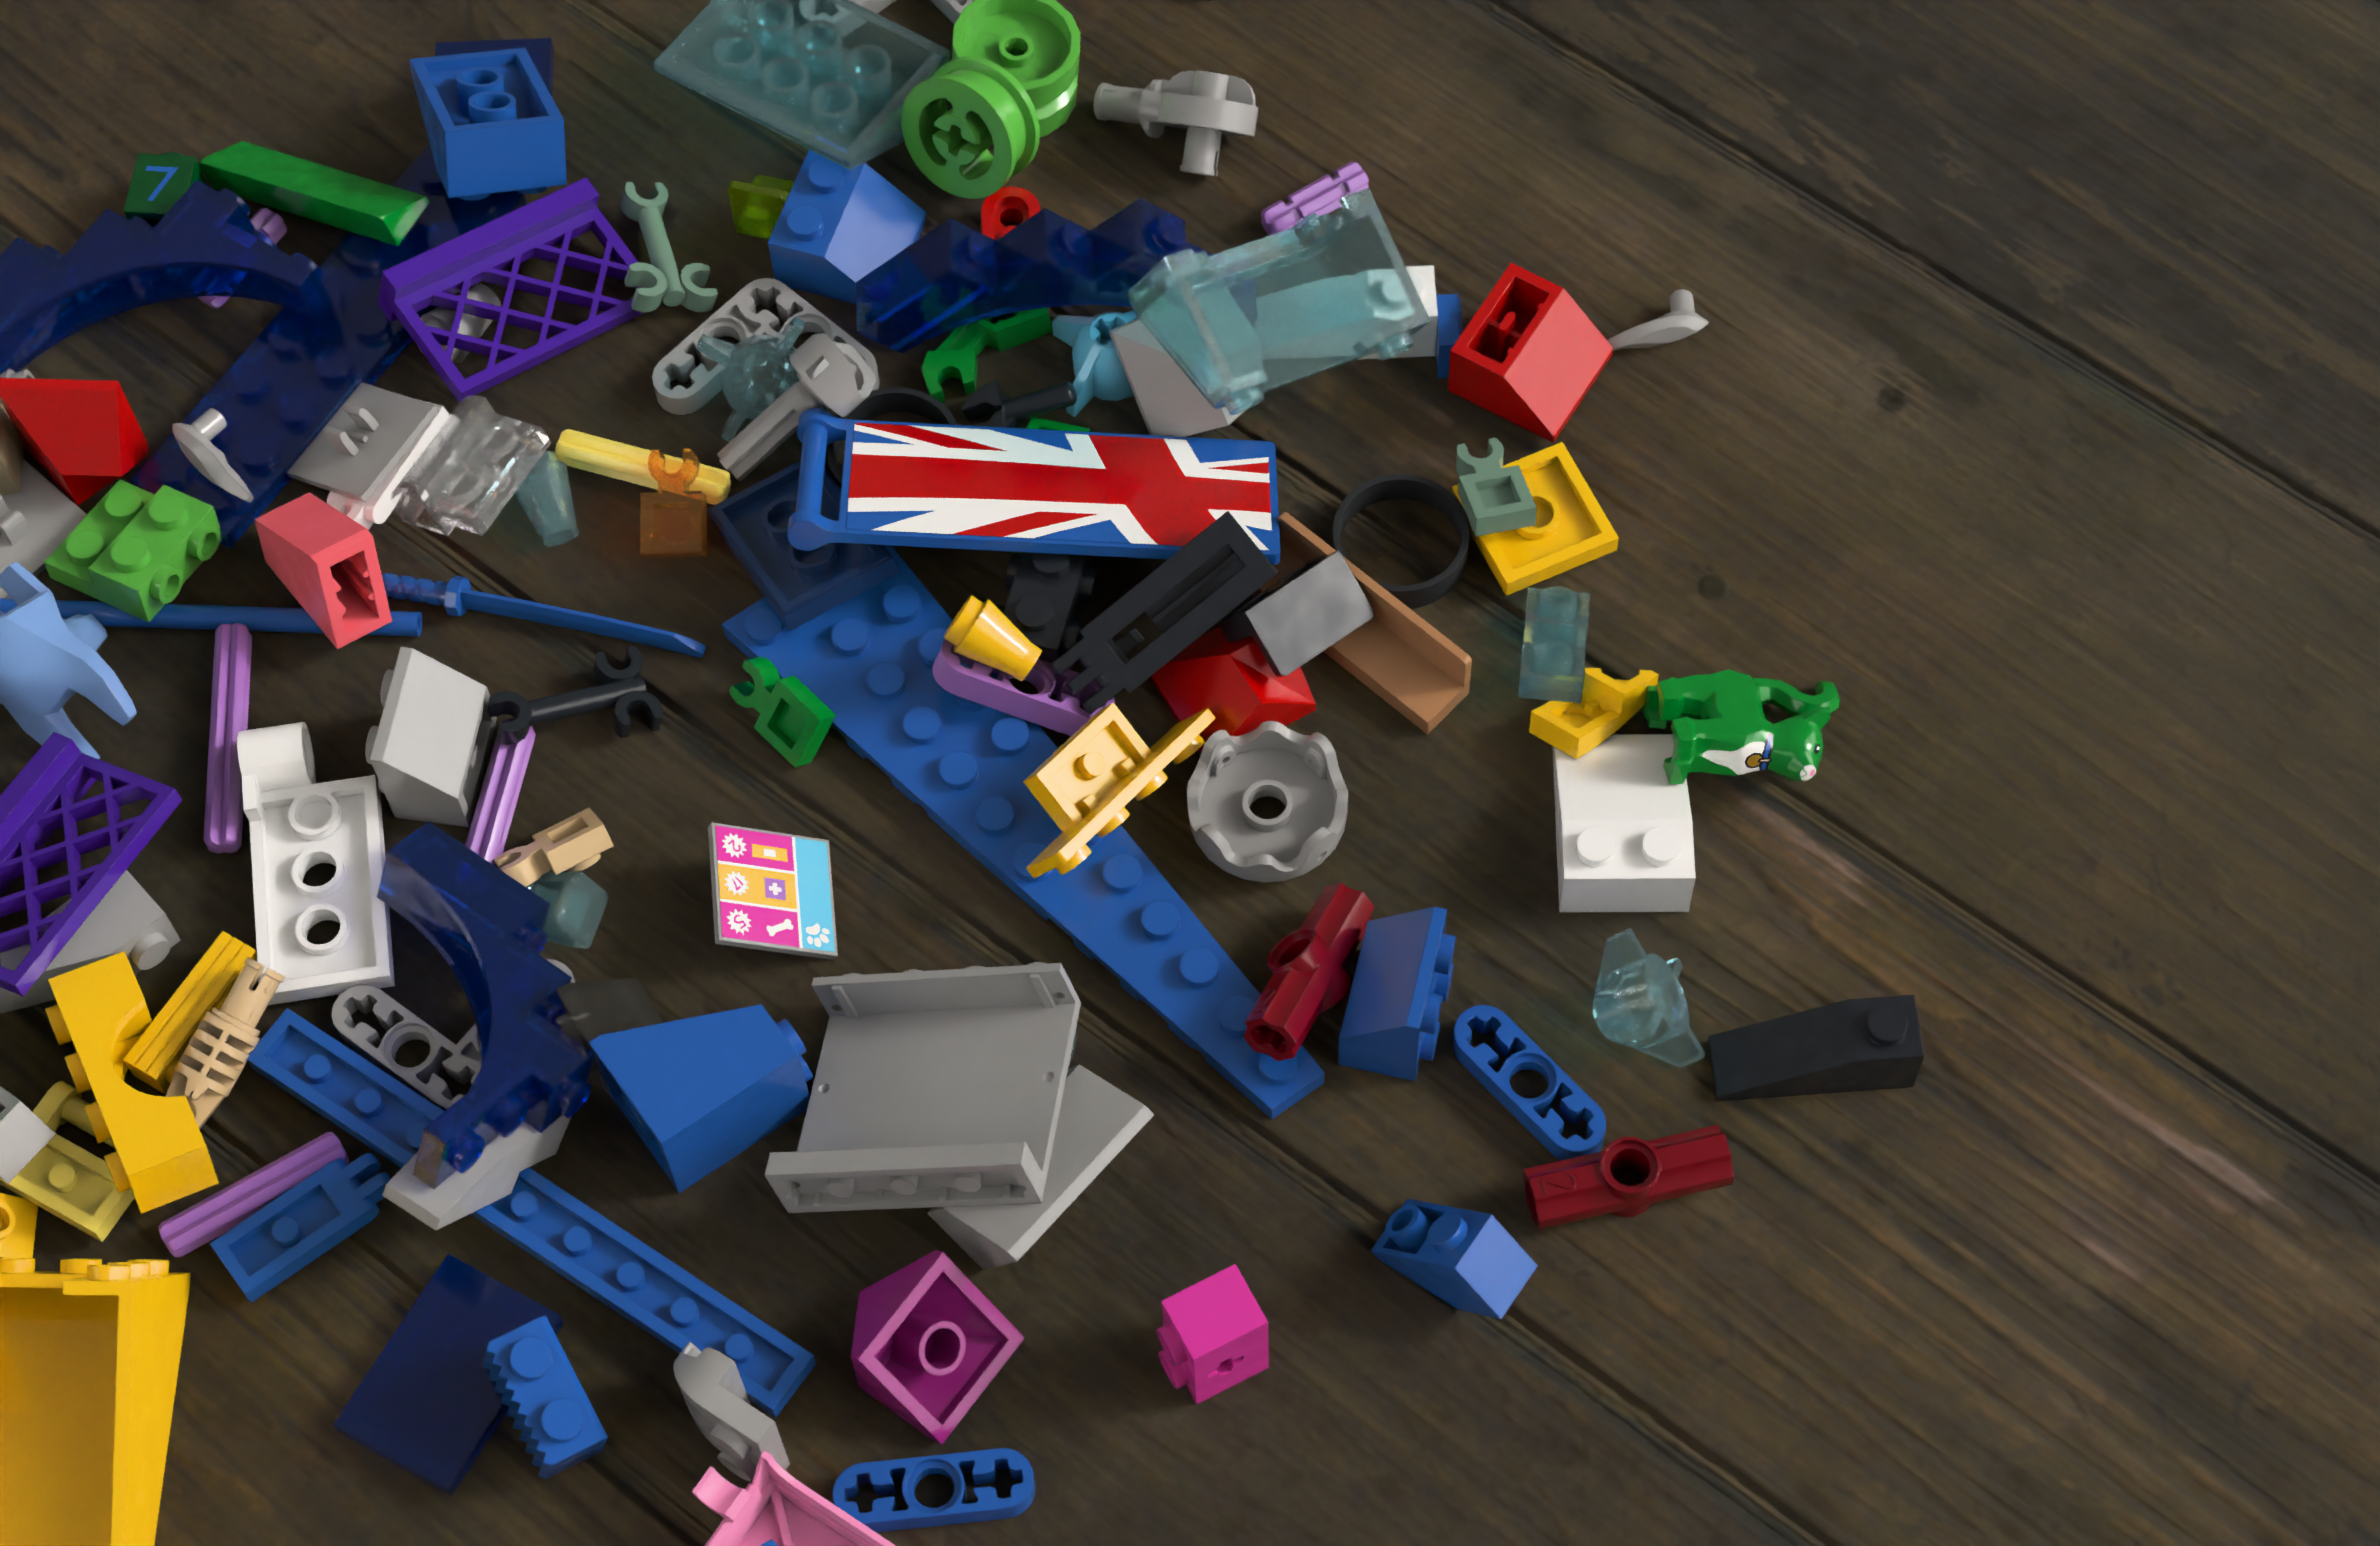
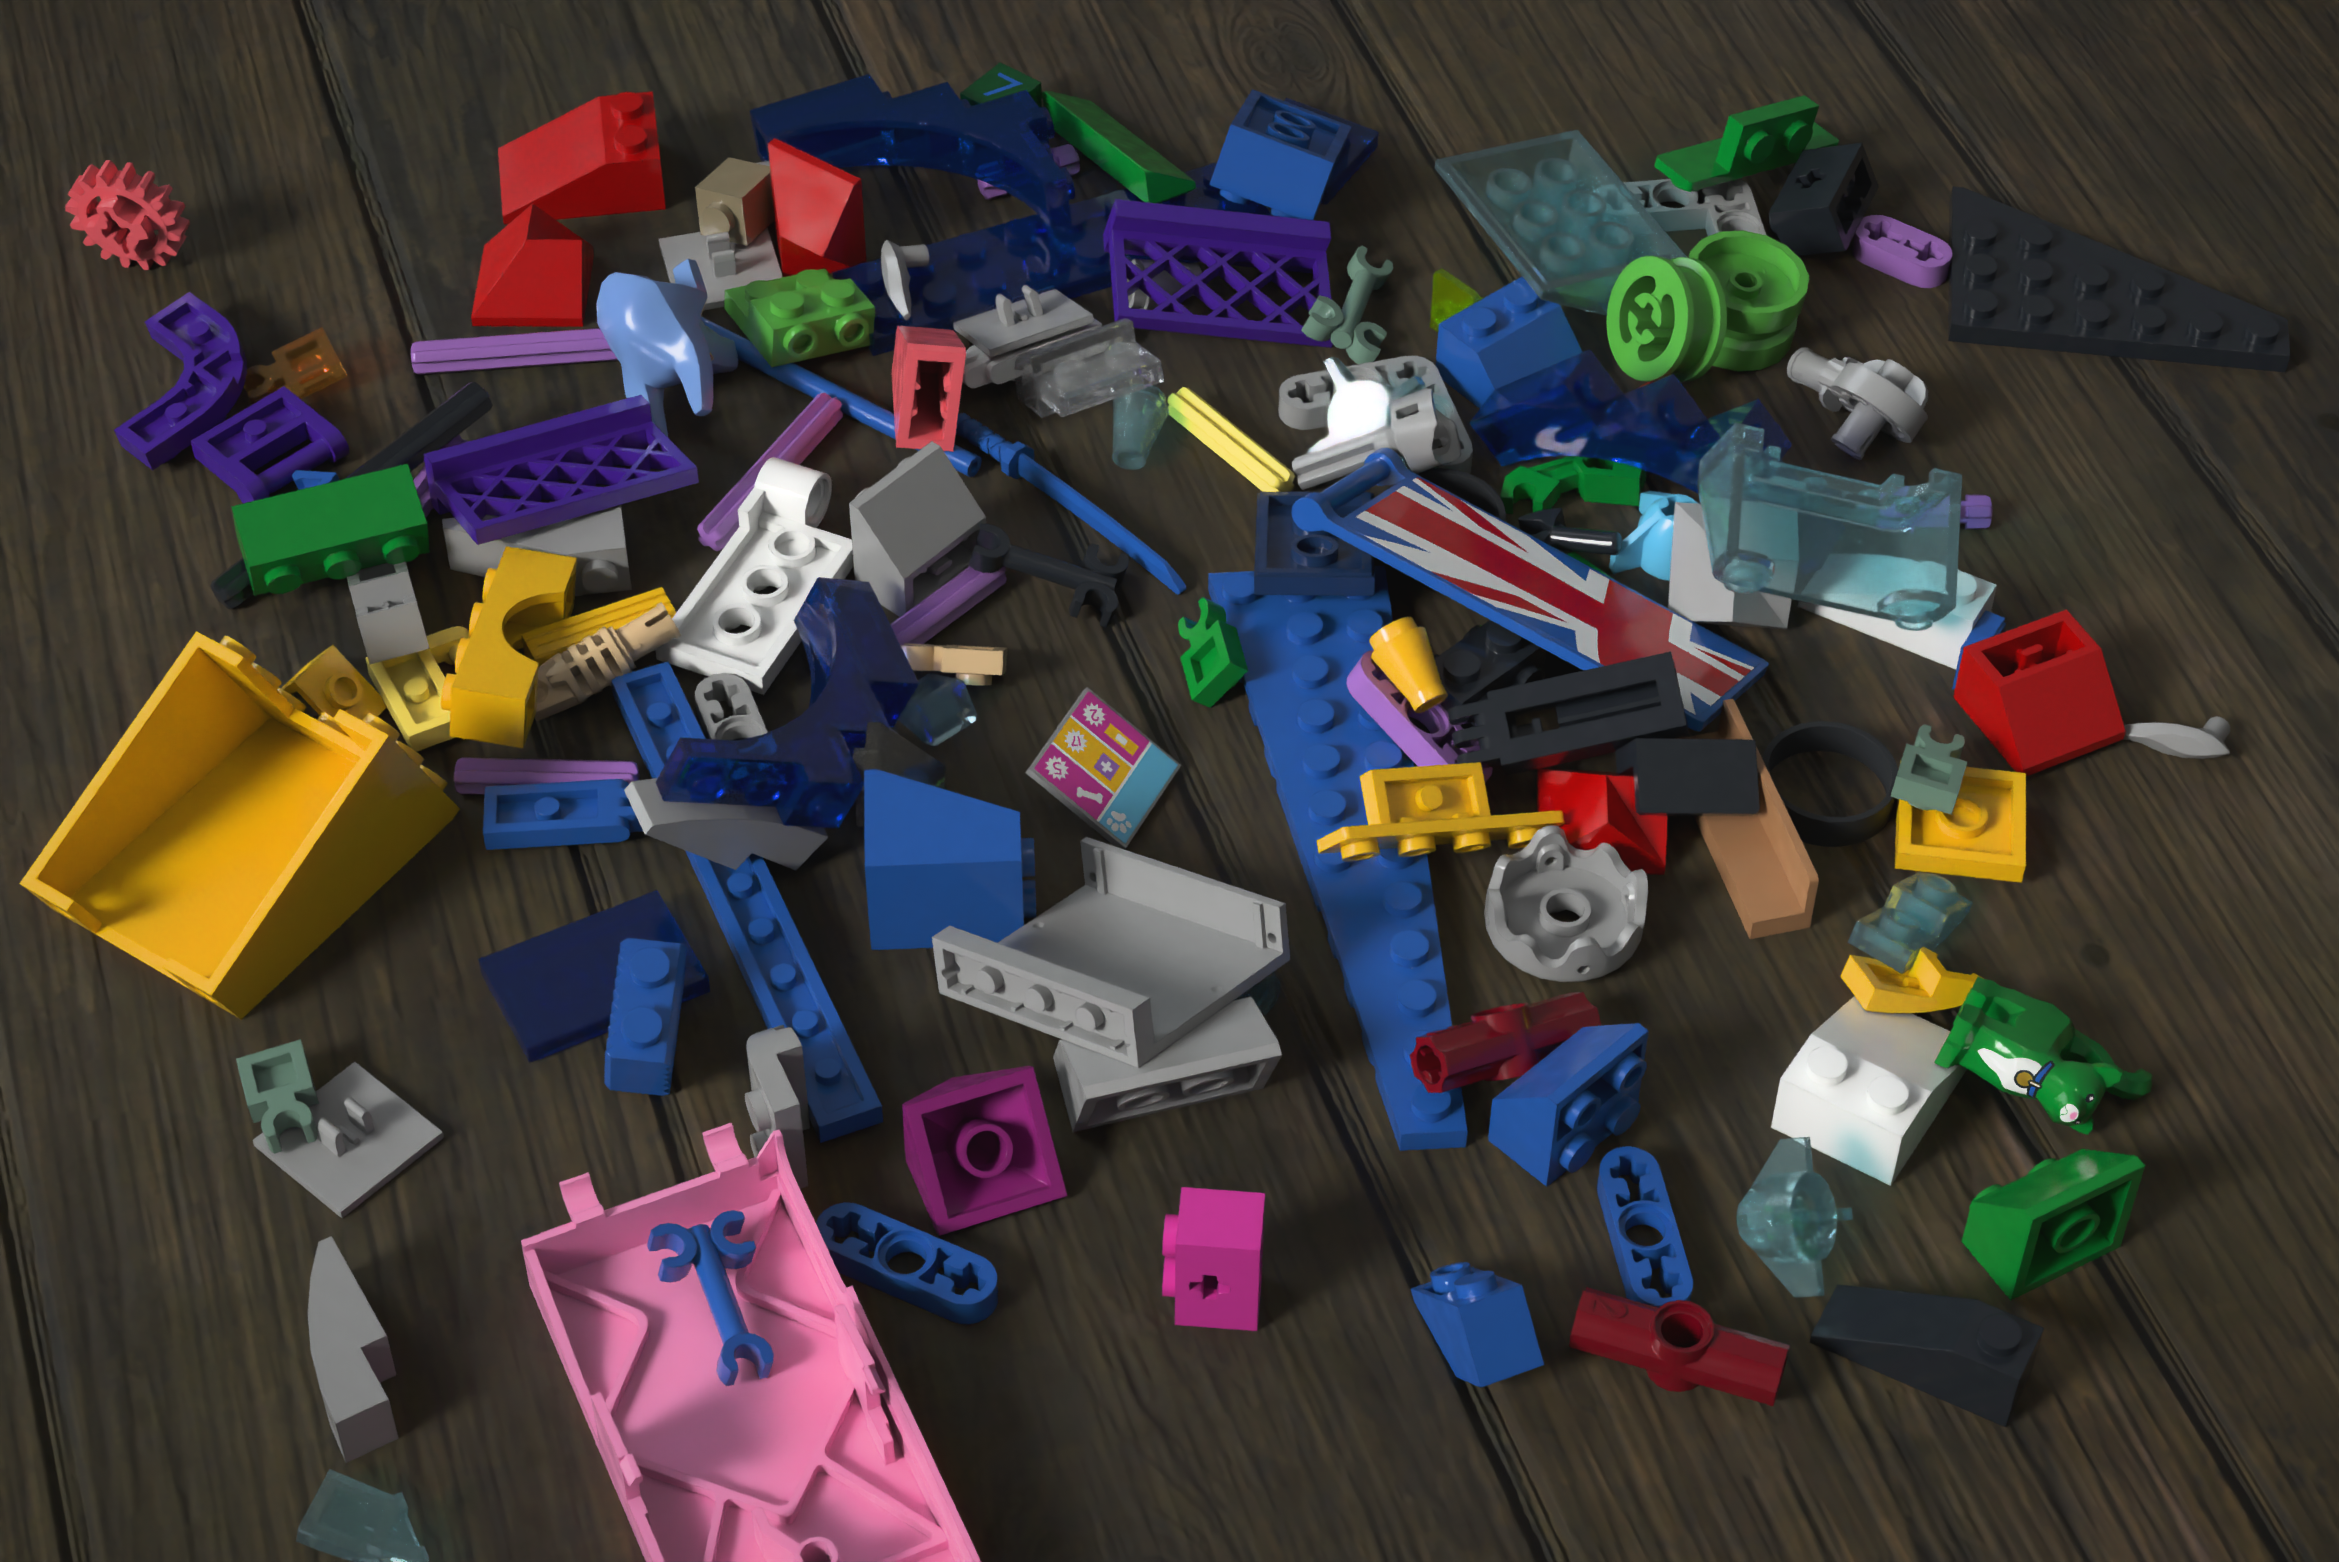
camera: 30 degrees right, 15 degrees down
(673, 518) = (1229, 481): clear orange plate -> none
(1844, 874) = (2052, 1218): none -> green slope

